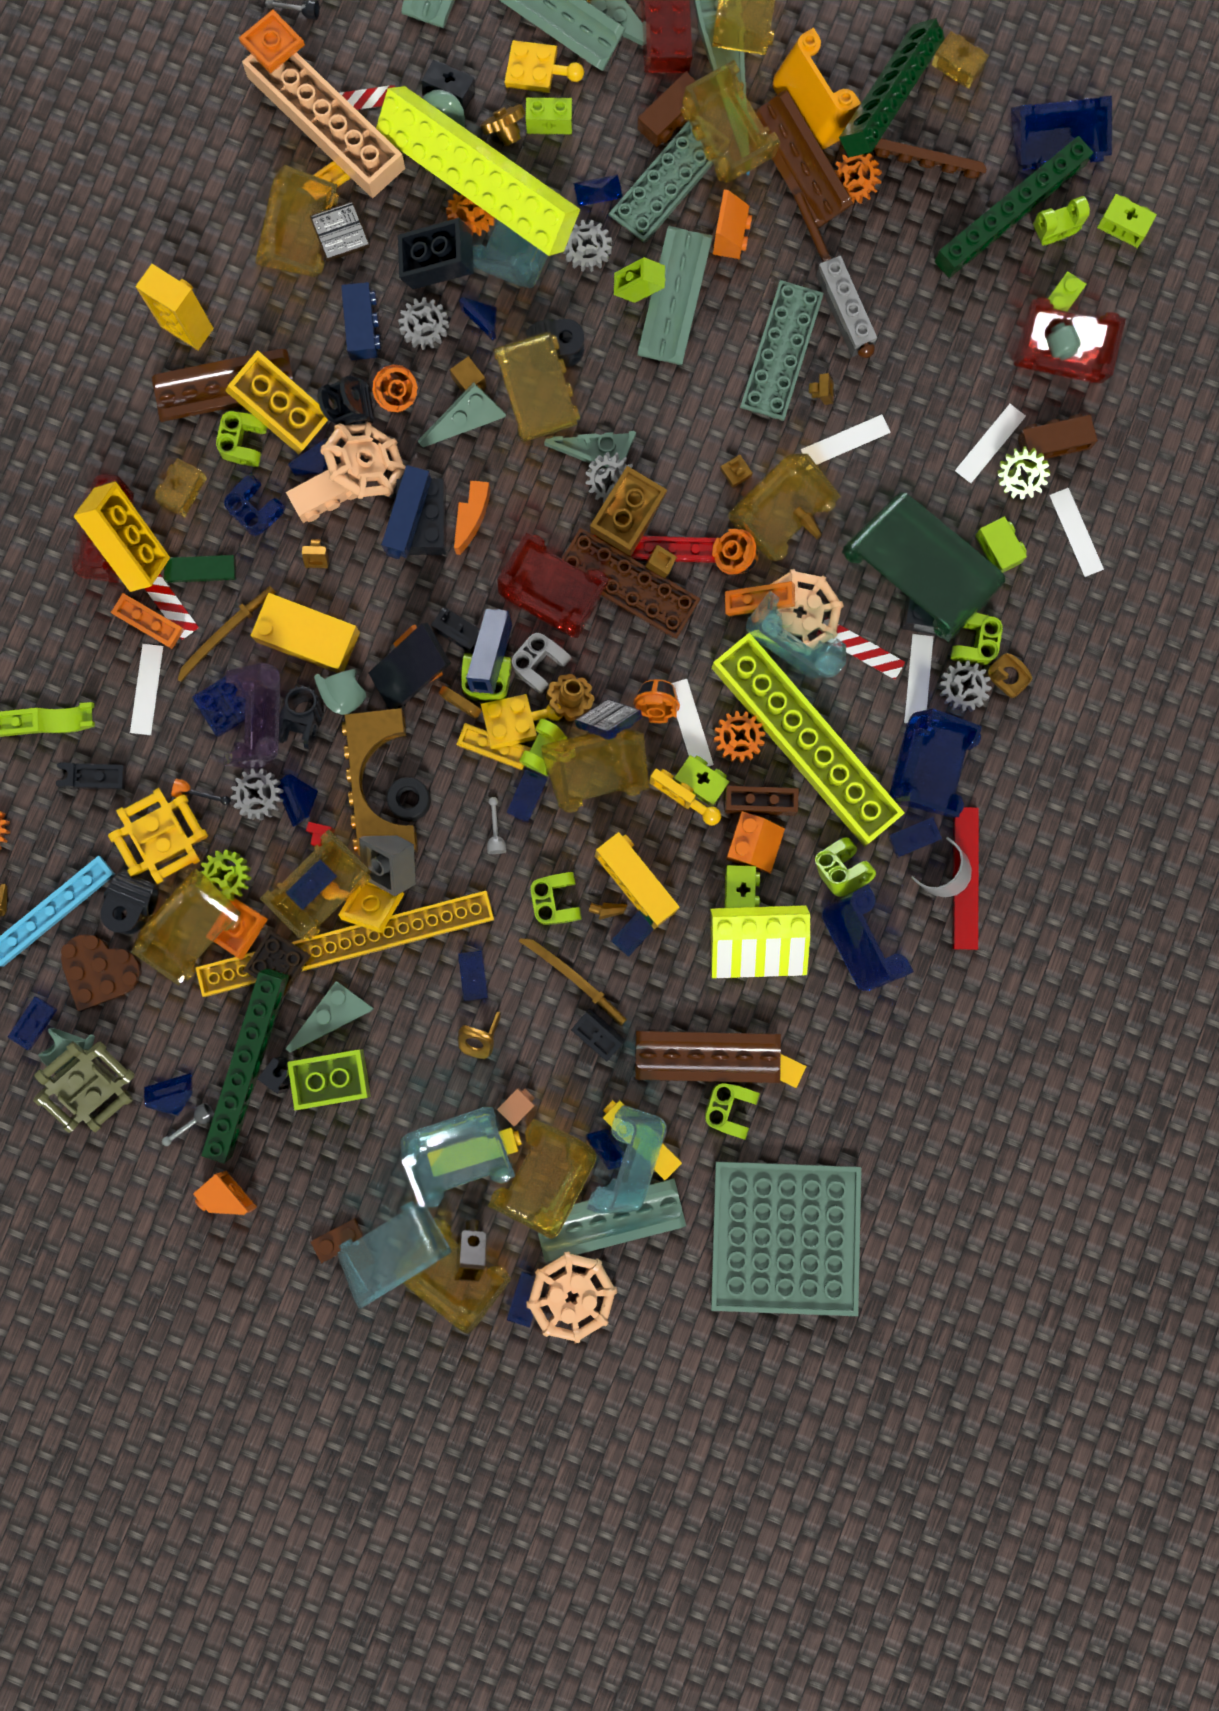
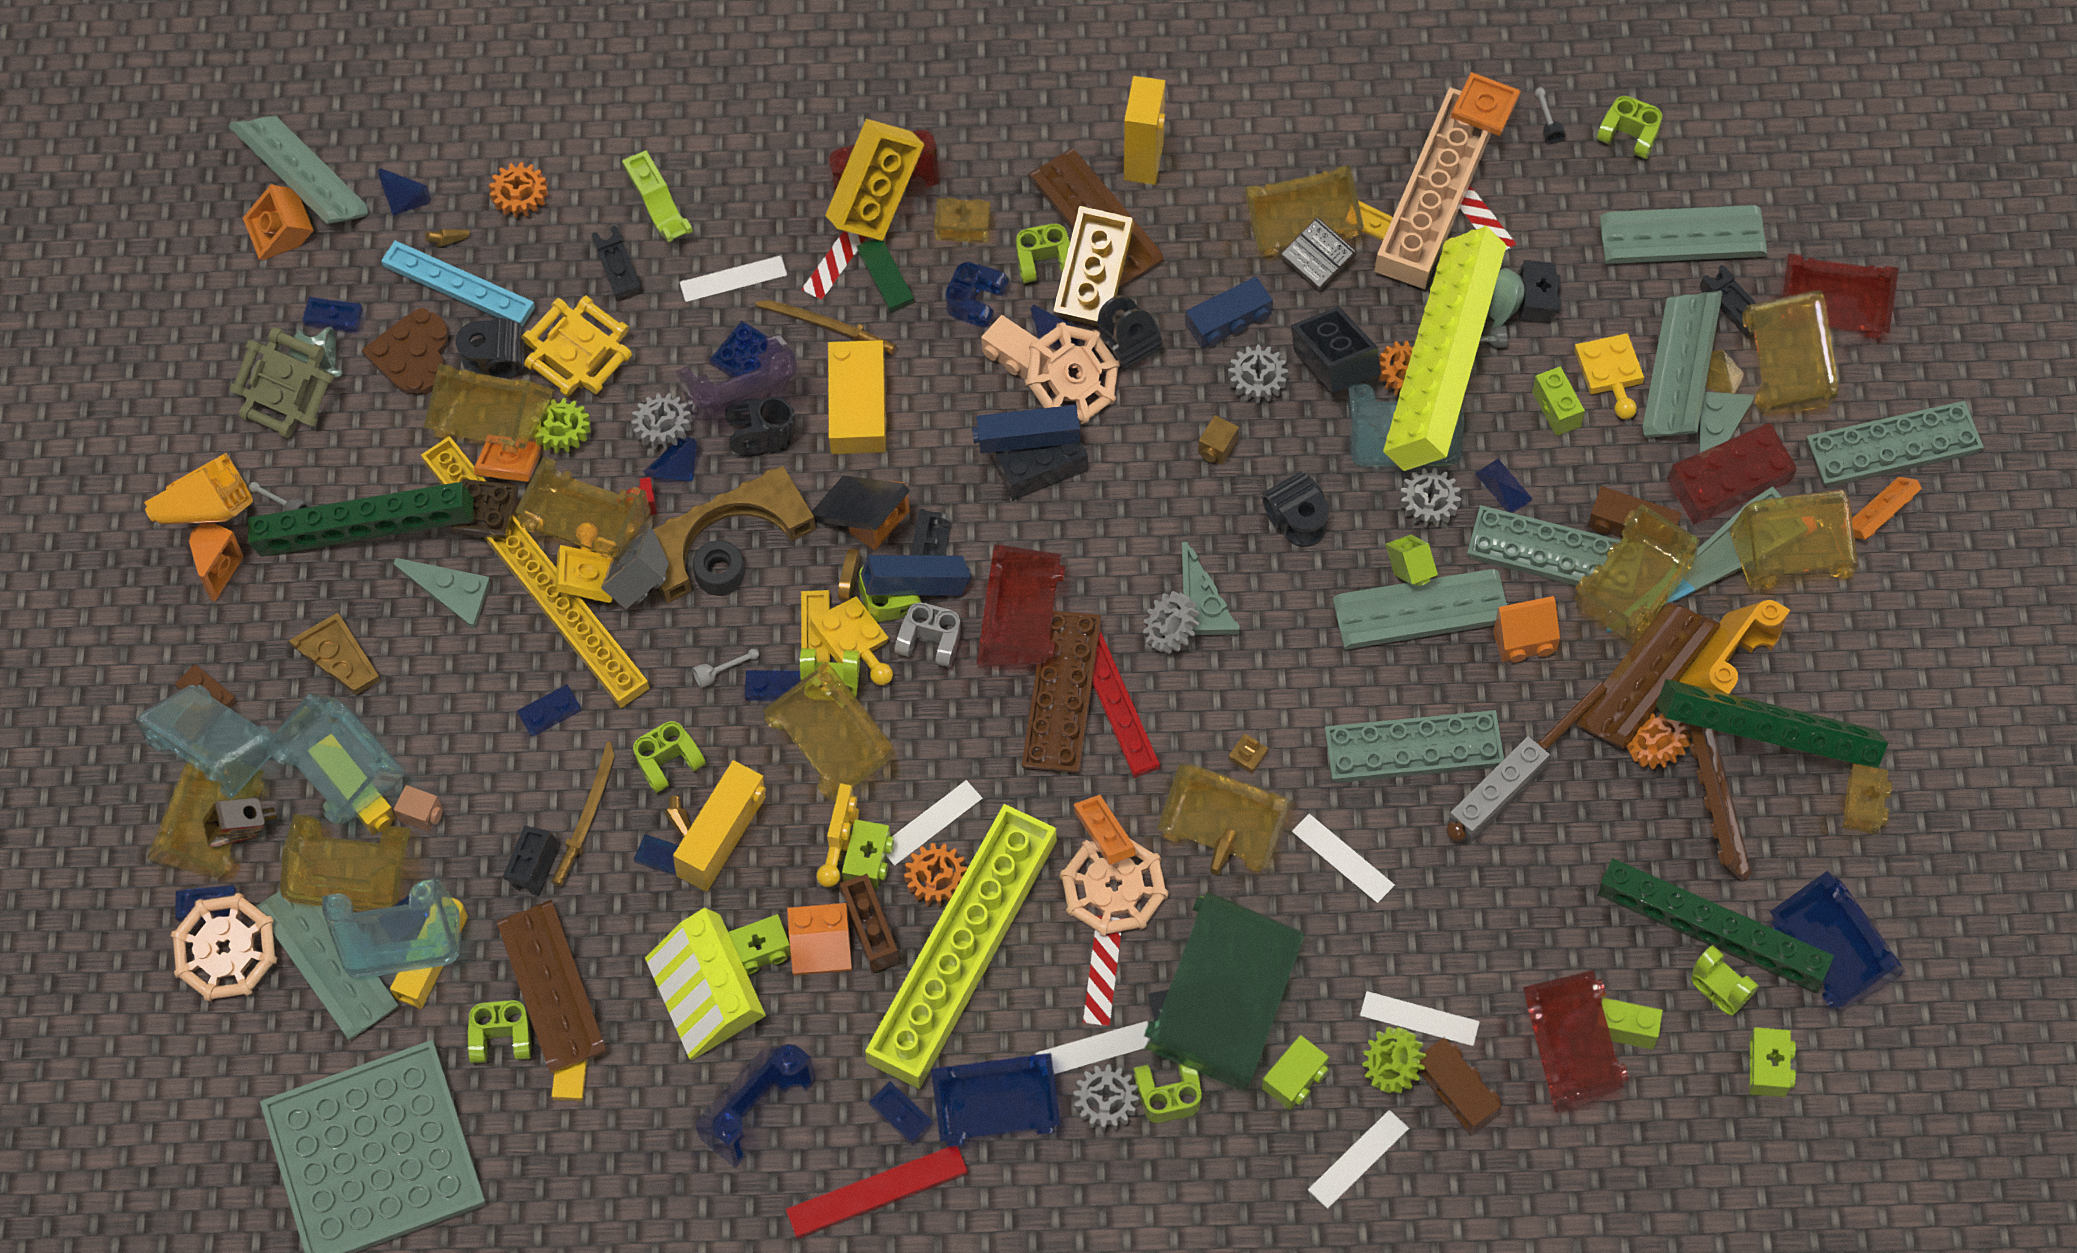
camera: 70 degrees right, 20 degrees down
(147, 621) = (805, 248): orange plate -> none
(169, 1095) = (303, 468): clear blue slope -> none
(170, 1184) = (204, 495): none -> light orange windscreen
(182, 787) = (639, 351): hinge -> none
(275, 1077) = (361, 553): black hinge -> none
(311, 884) = (582, 506): clear blue plate -> none
(315, 555) = (949, 373): pearl gold tile -> none
(328, 1079) = (377, 609): lime brick -> none
(341, 691) = (804, 452): sand green piece -> none
(351, 1123) = (337, 653): none -> pearl gold wing
(394, 388) = (1167, 371): orange cone -> none
(466, 413) = (1178, 454): sand green wing -> none
(471, 515) = (1063, 503): orange slope -> none
(481, 314) = (1297, 427): clear blue slope -> none
(485, 1038) = (473, 753): pearl gold piece -> none
(505, 124) = (1522, 360): pearl gold plant -> none
(537, 385) = (1229, 497): clear yellow windscreen -> none
(572, 695) = (905, 684): pearl gold plant -> none
(608, 719) = (891, 724): tile -> none
(628, 511) = (1136, 649): pearl gold slope -> none
(657, 700) = (937, 768): orange cone -> none
(660, 561) = (1100, 711): pearl gold tile -> none
(735, 552) = (1146, 783): orange cone -> none
(815, 663) = (1065, 841): clear light blue windscreen -> none
(823, 389) = (1389, 806): pearl gold tile -> none
(851, 878) = (823, 1029): lime piece -> none
(957, 884) = (871, 1175): light grey piece -> none
(997, 675) = (1139, 1128): pearl gold piece -> none
(1063, 341) = (1571, 1036): sand green head -> none

